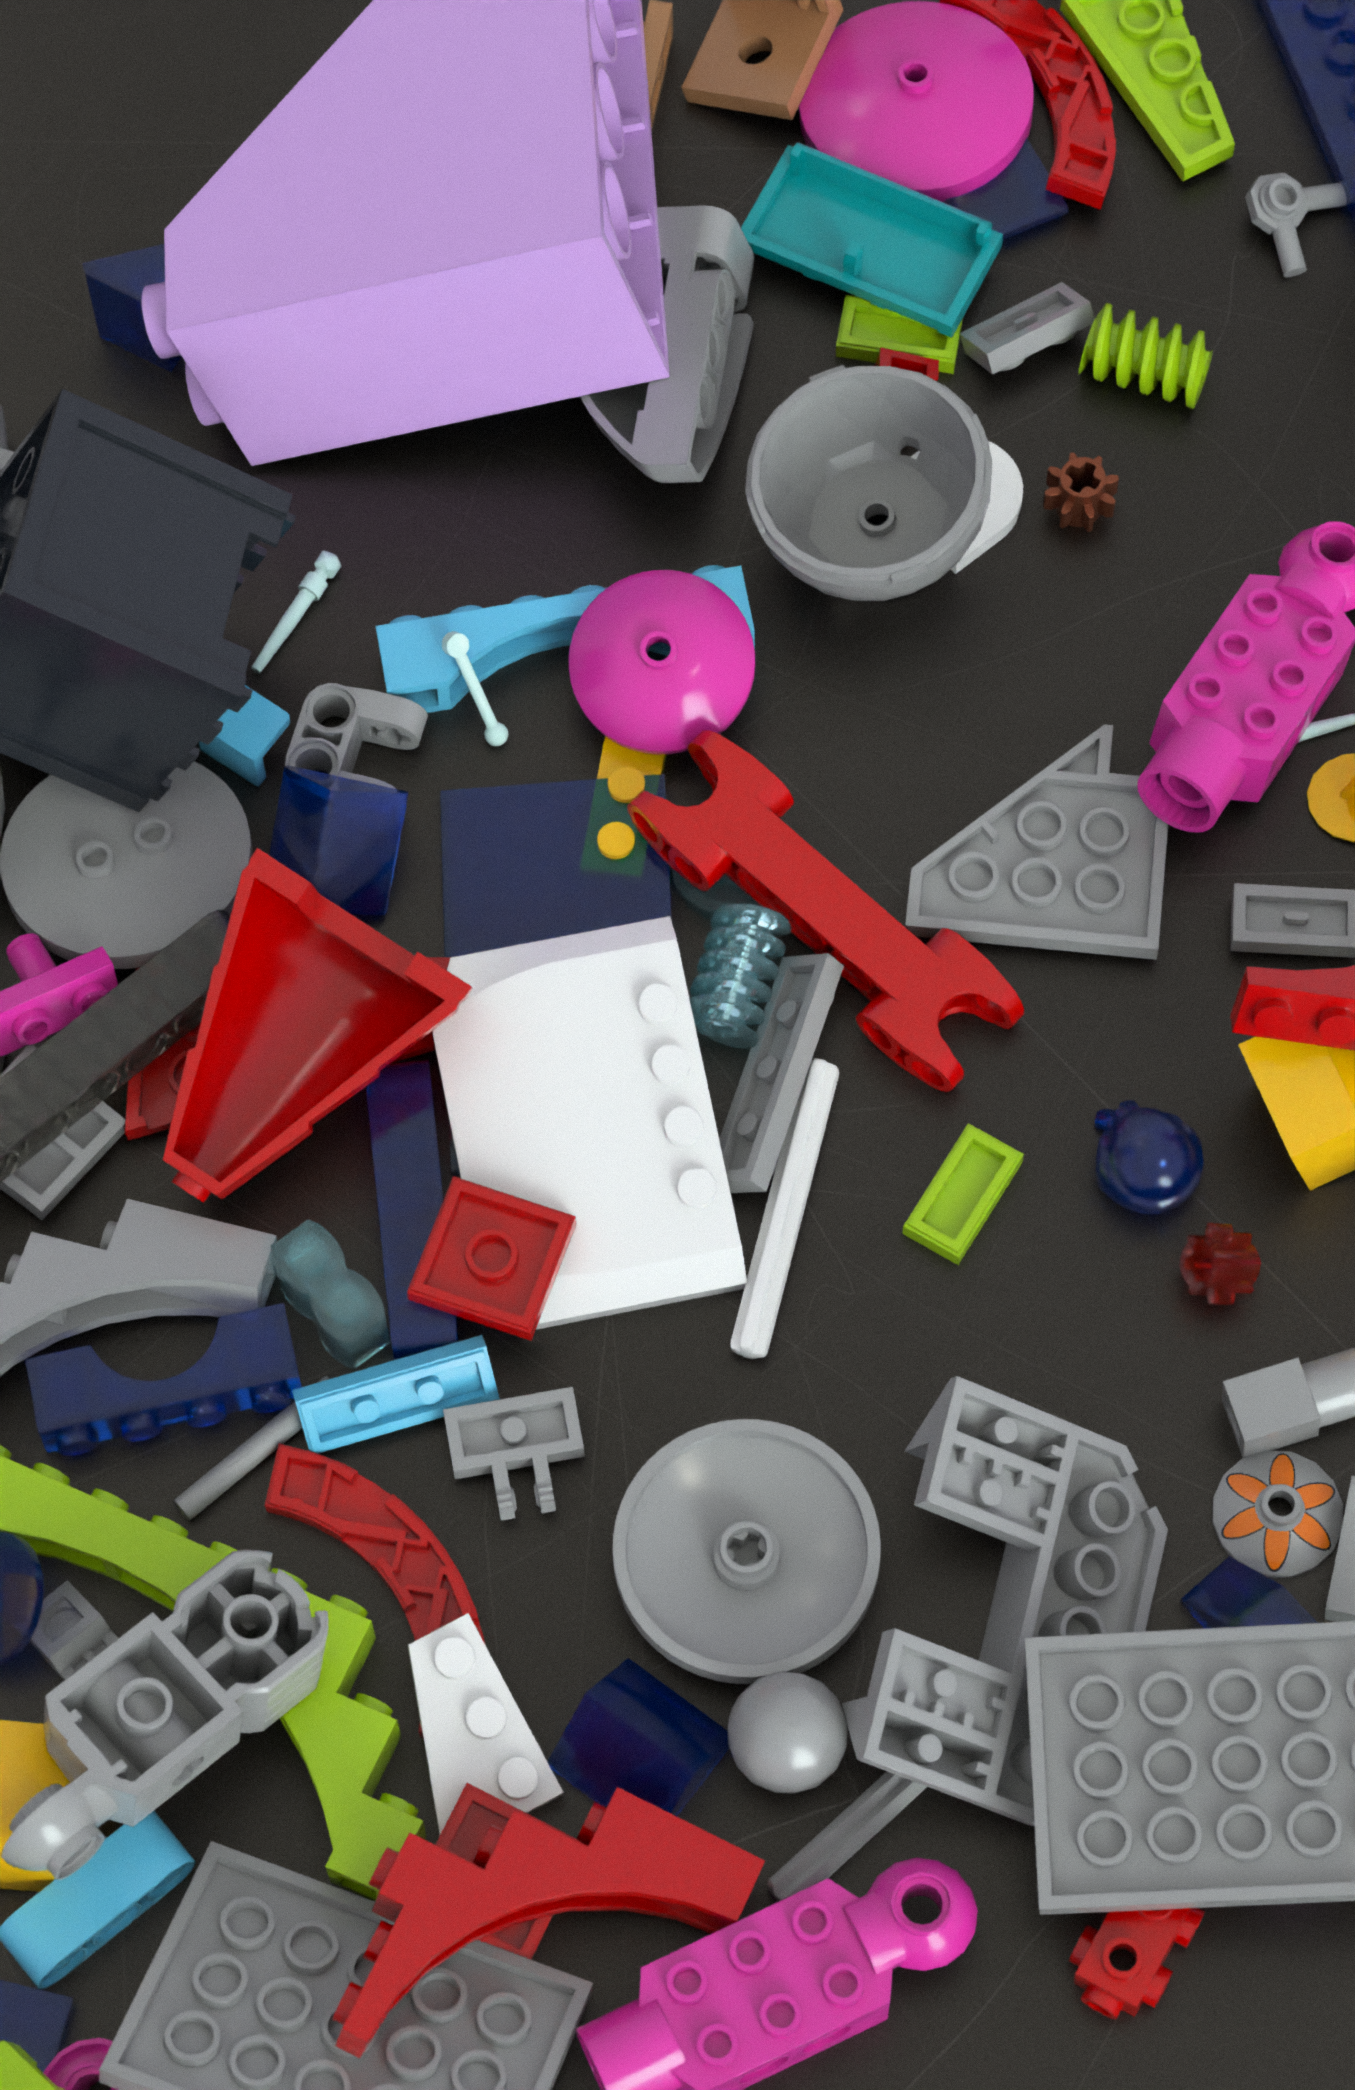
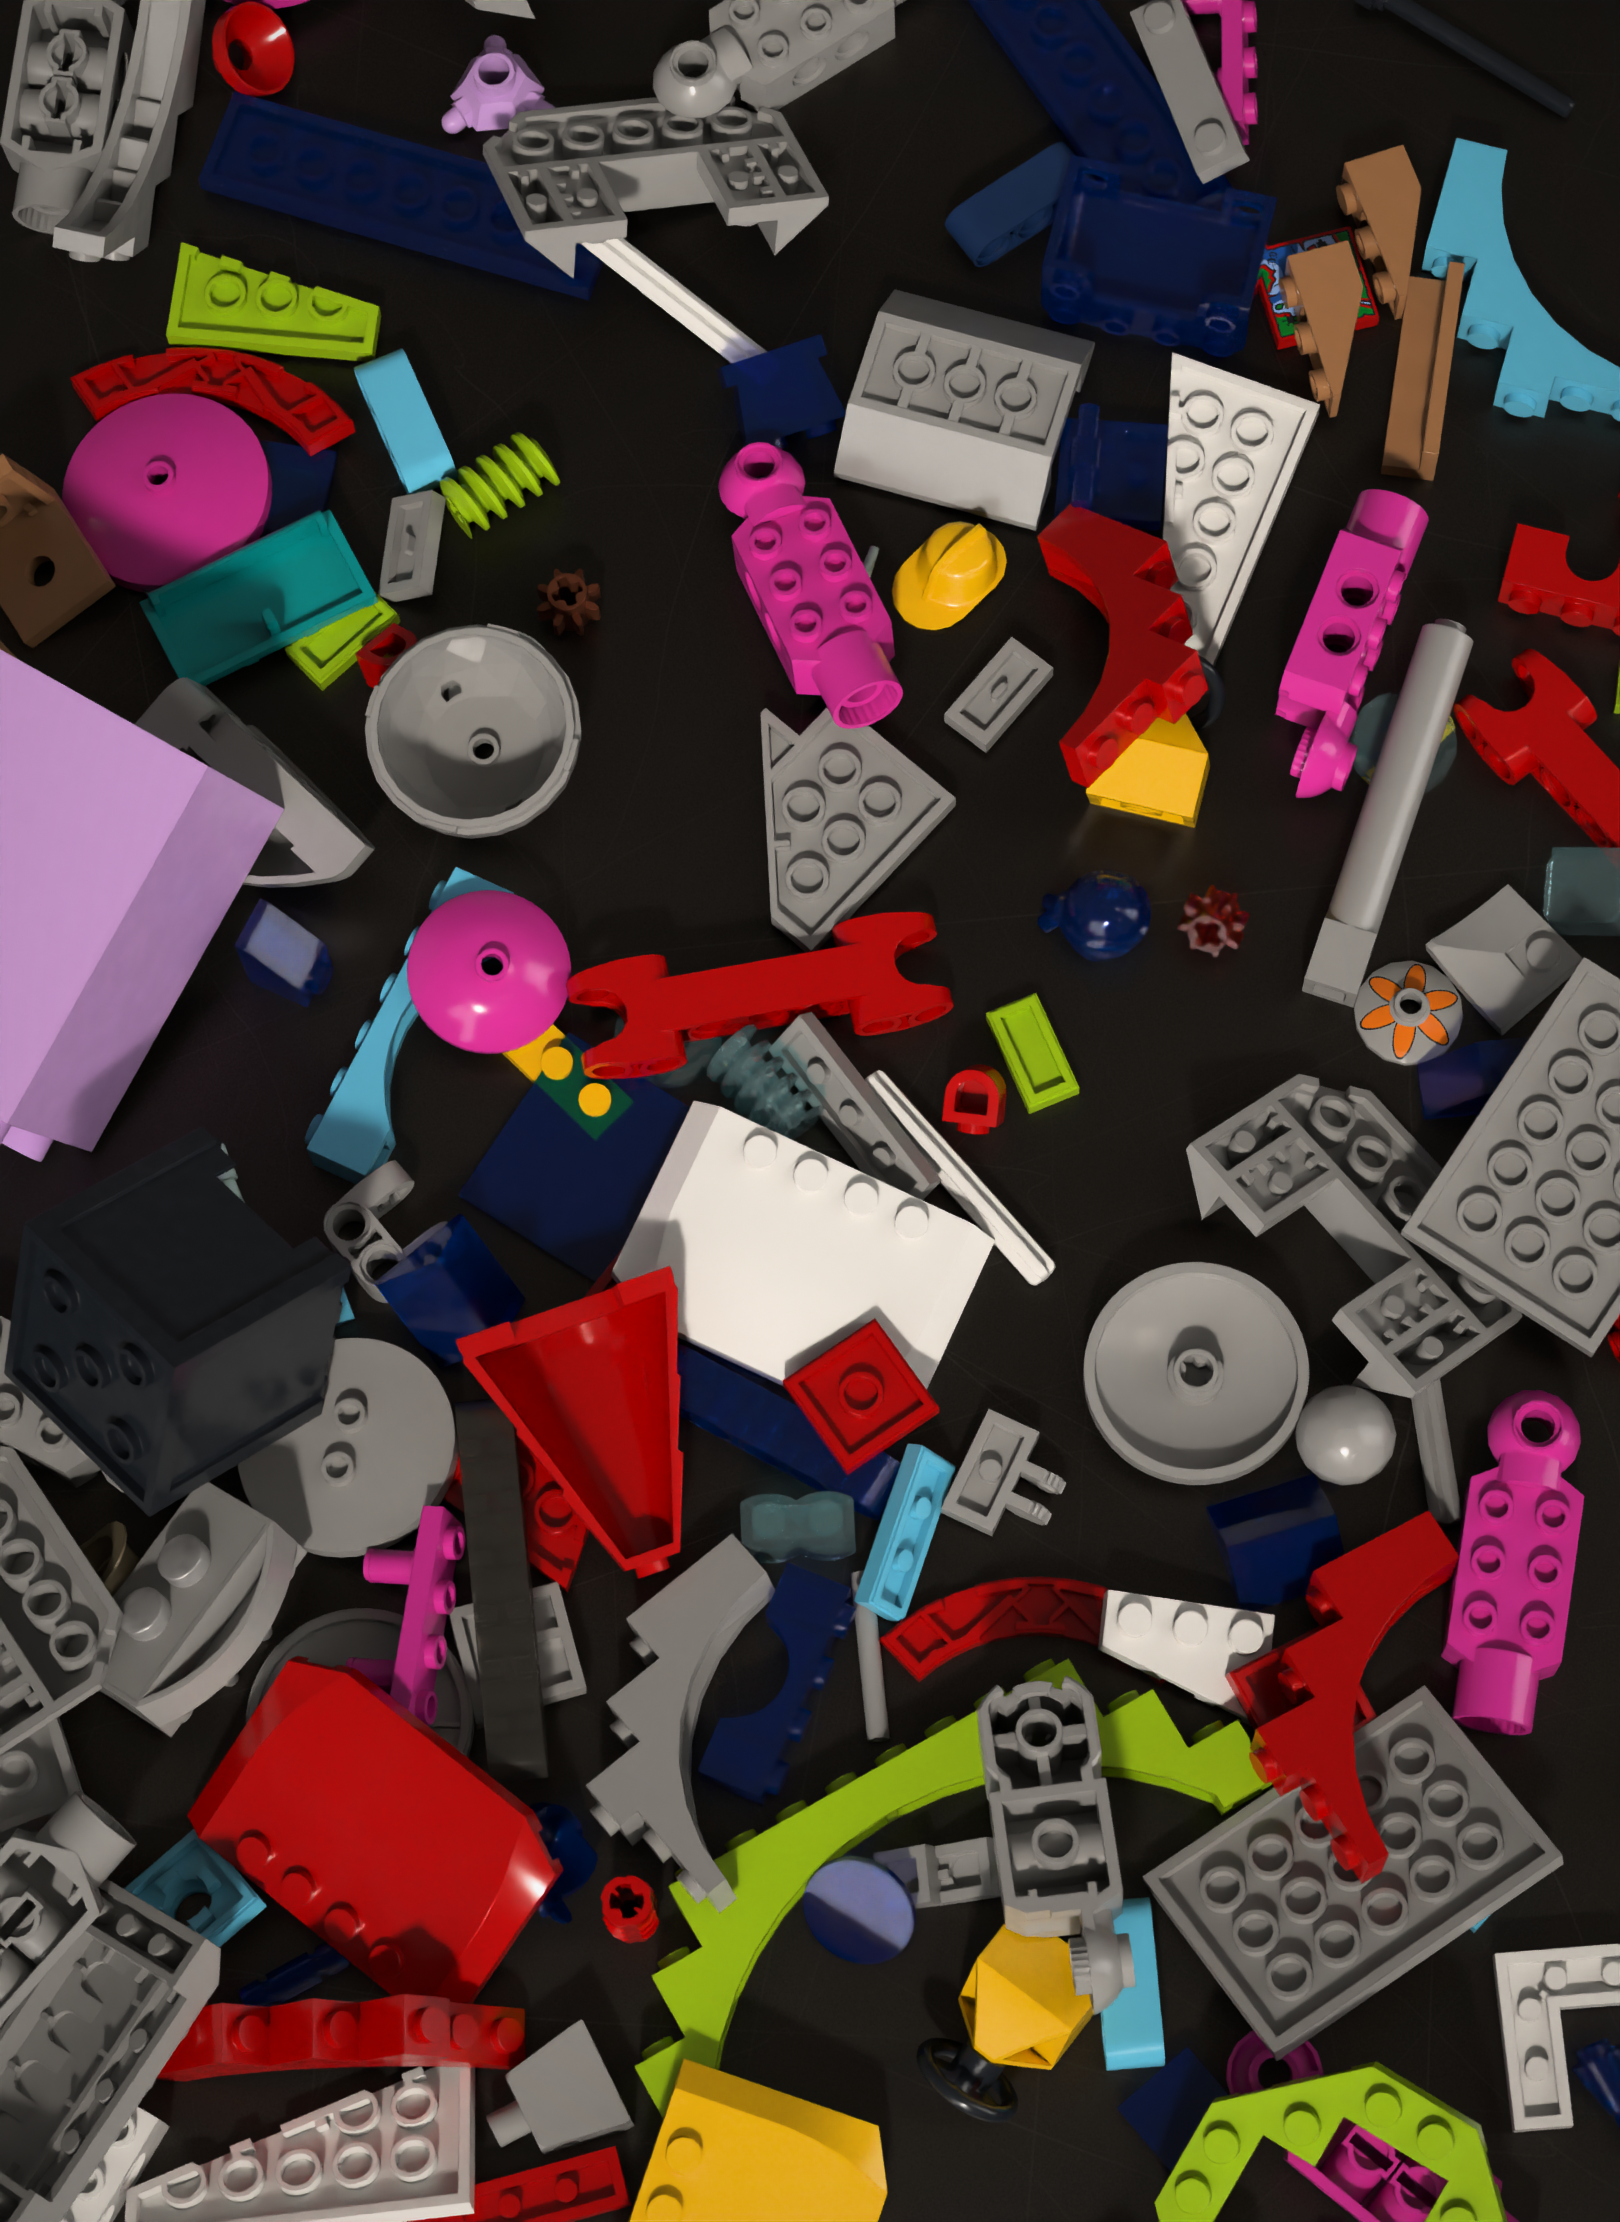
camera: 50 degrees left, 5 degrees up
(457, 645) = (374, 1102): light aqua hinge -> none
(546, 482) = (283, 955): none -> clear blue slope
(871, 1168) = (975, 1099): none -> red plate
(1143, 241) = (405, 422): none -> medium azure beam
(1278, 207) = (450, 314): light grey piece -> none

